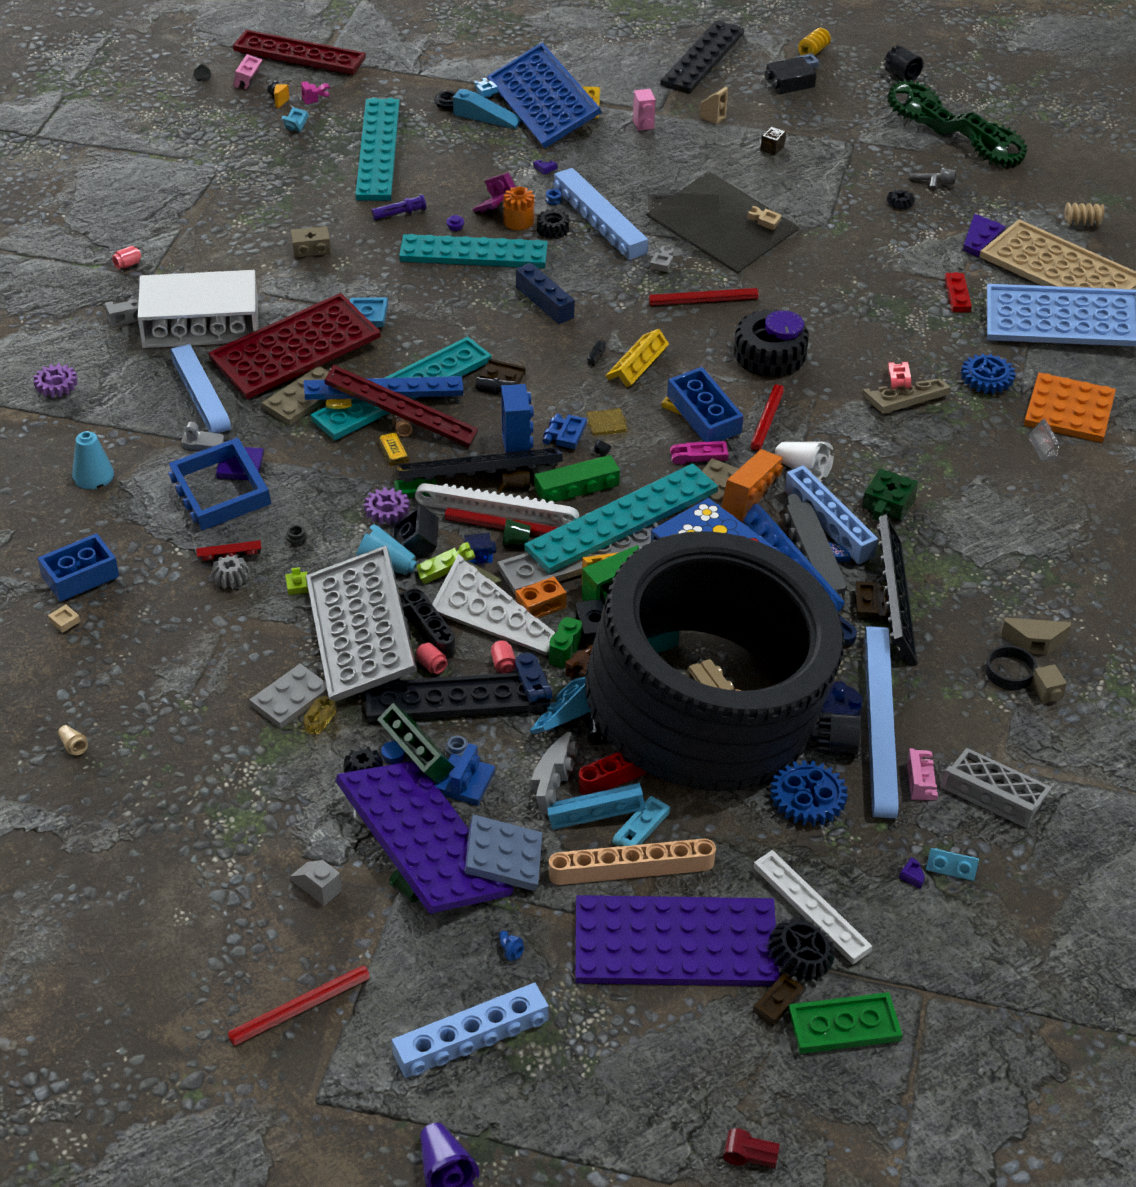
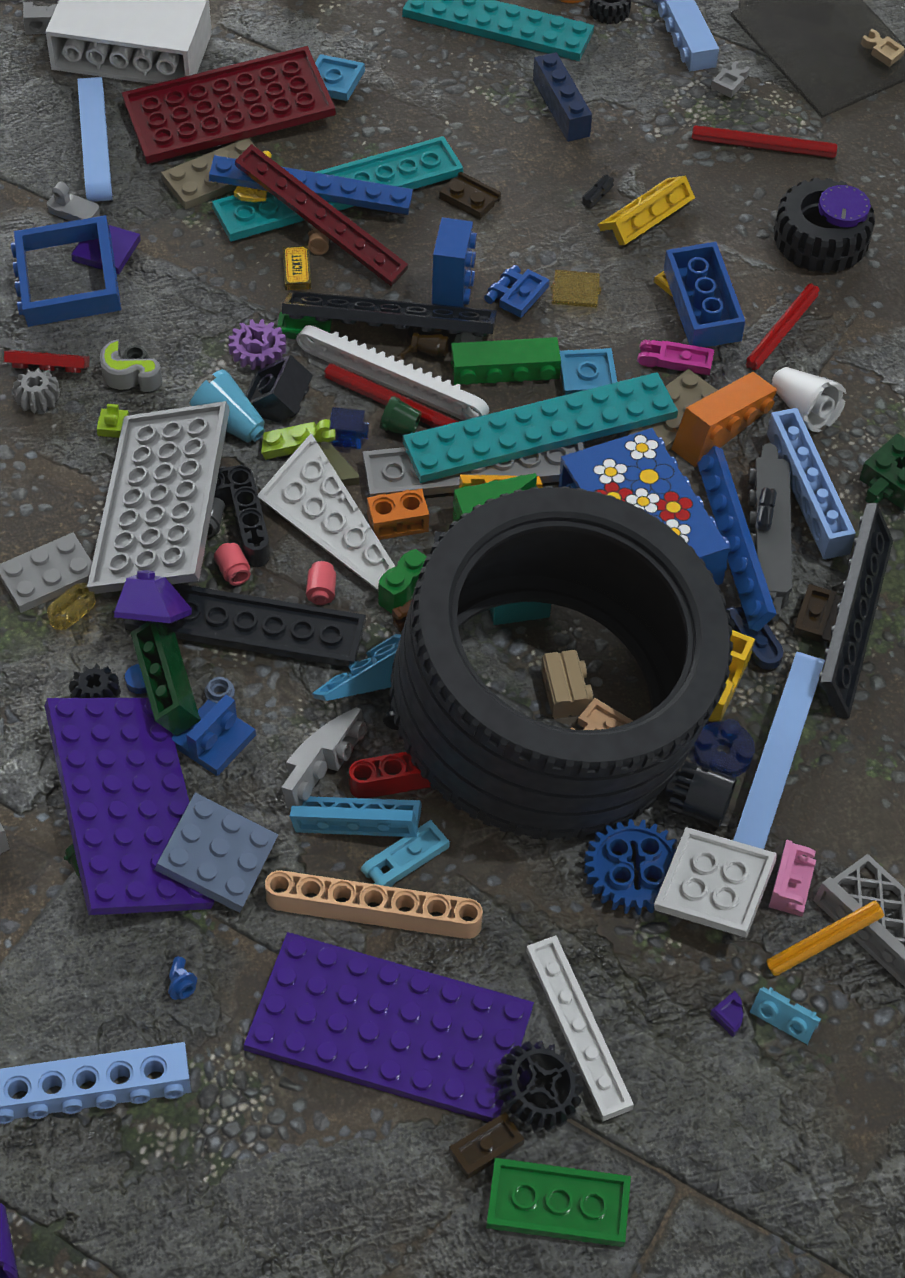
camera: 15 degrees right, 10 degrees up
(295, 545) = (128, 373): none -> light grey animal
(385, 690) = (150, 599): none -> dark purple slope
(492, 384) = (454, 209): black pin -> none
(532, 677) = (343, 620): dark blue plate -> none
(602, 448) = (555, 323): black hinge -> none
(639, 473) = (586, 369): none -> dark azure plate
(808, 536) = (766, 509): none -> black piece
(840, 553) = (802, 537): blue tile -> none
(872, 785) = (715, 882): none -> white plate
(974, 793) = (825, 938): none -> light orange axle

